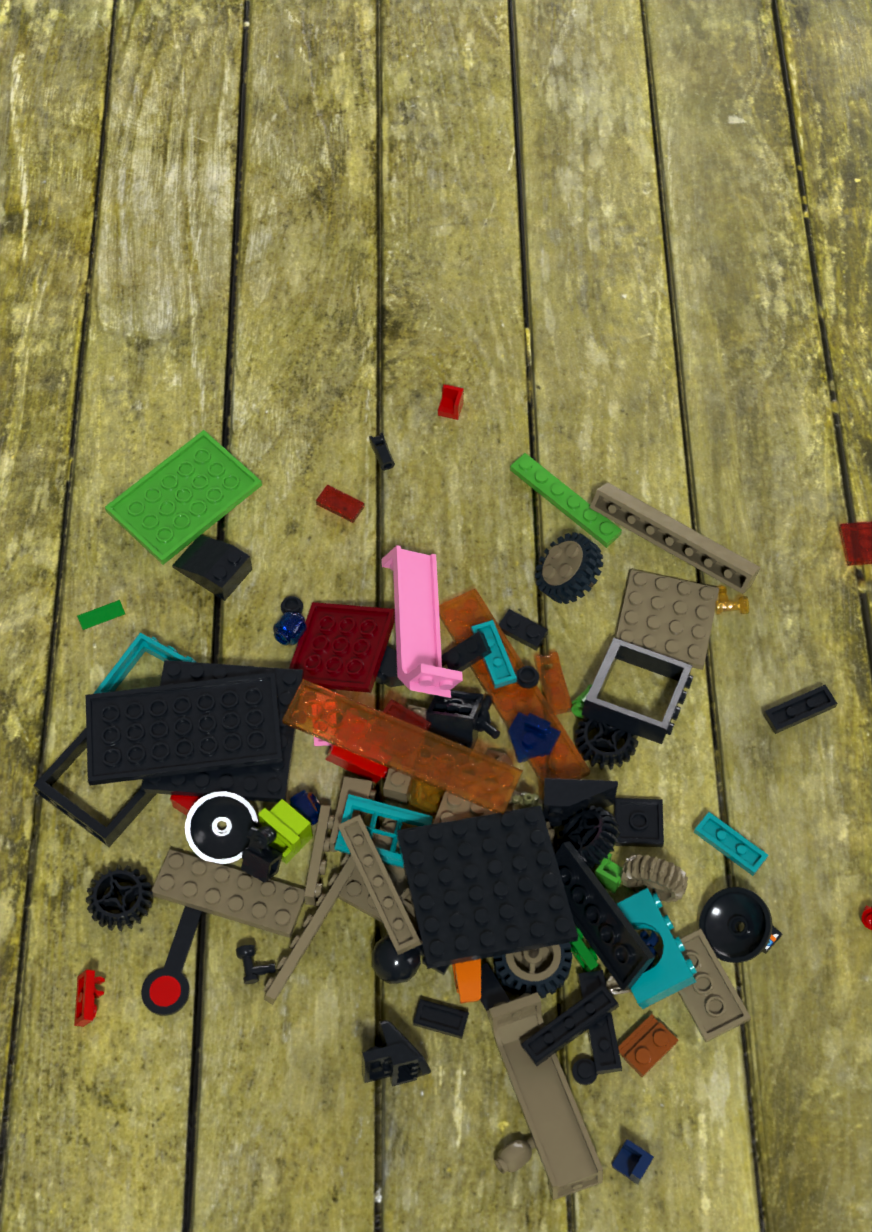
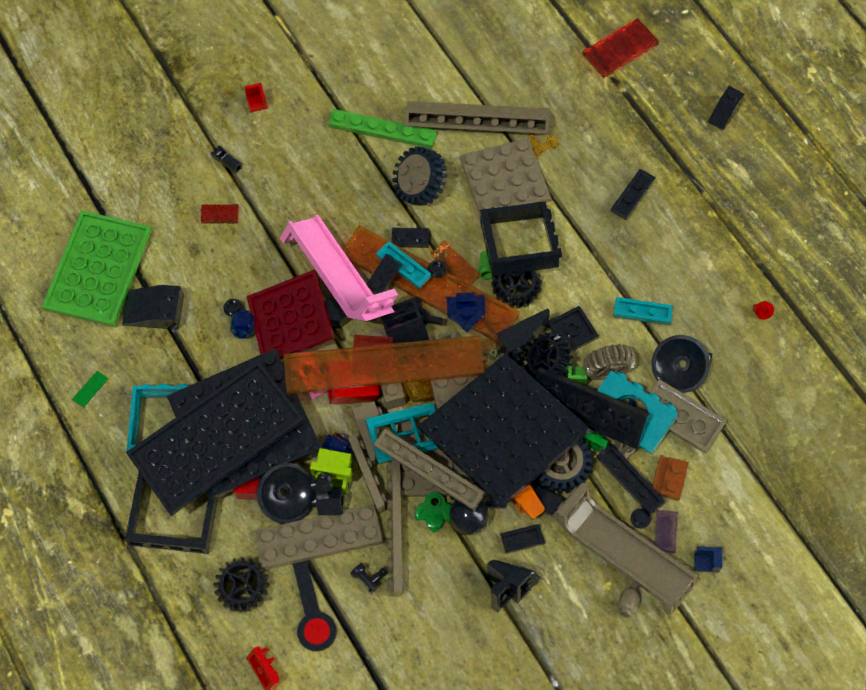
camera: 30 degrees left, 5 degrees up
(360, 936) = (433, 514): none -> green plate
(569, 1025) = (613, 493): black tile -> none
(604, 1102) = (666, 530): none -> clear purple plate

